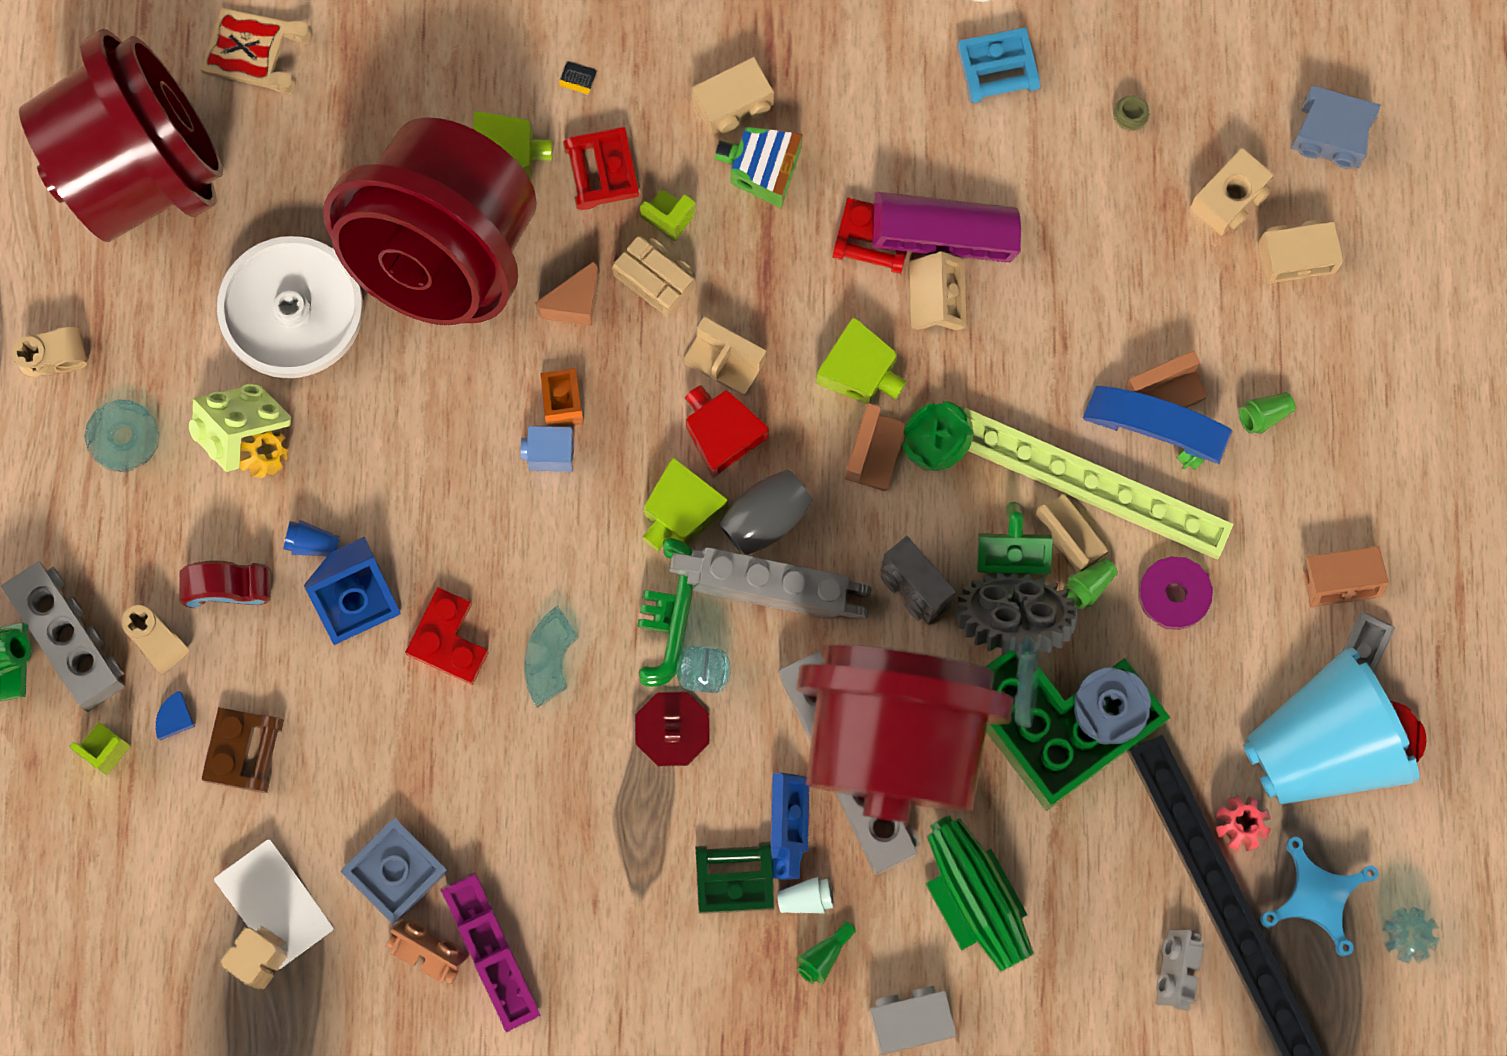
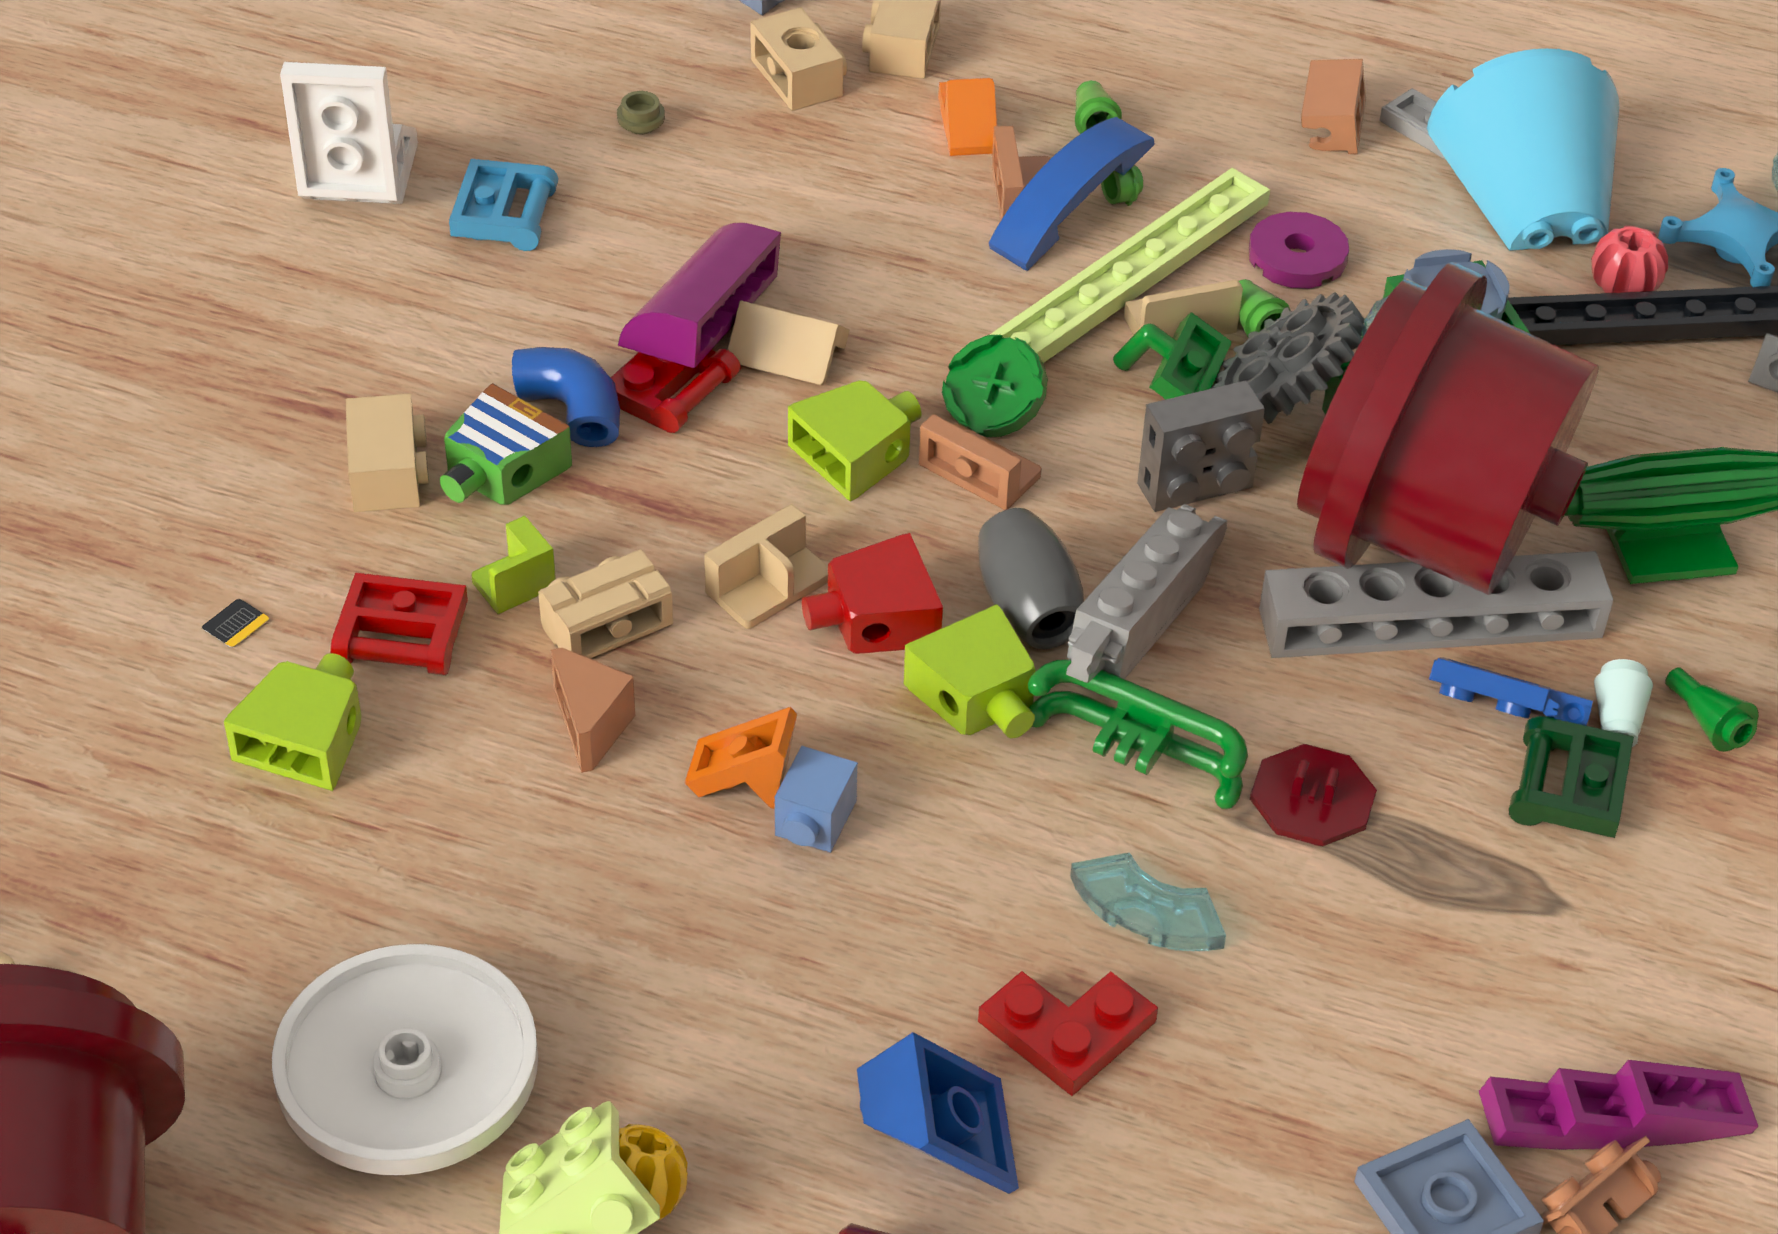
camera: 70 degrees left, 30 degrees down
(309, 540) = (823, 1161): blue cone -> none
(433, 223) = (407, 762): dark red piece -> none
(703, 669) = (1247, 702): clear light blue piece -> none
(835, 182) = (577, 382): none -> blue cylinder
(1227, 327) = (968, 115): none -> orange slope

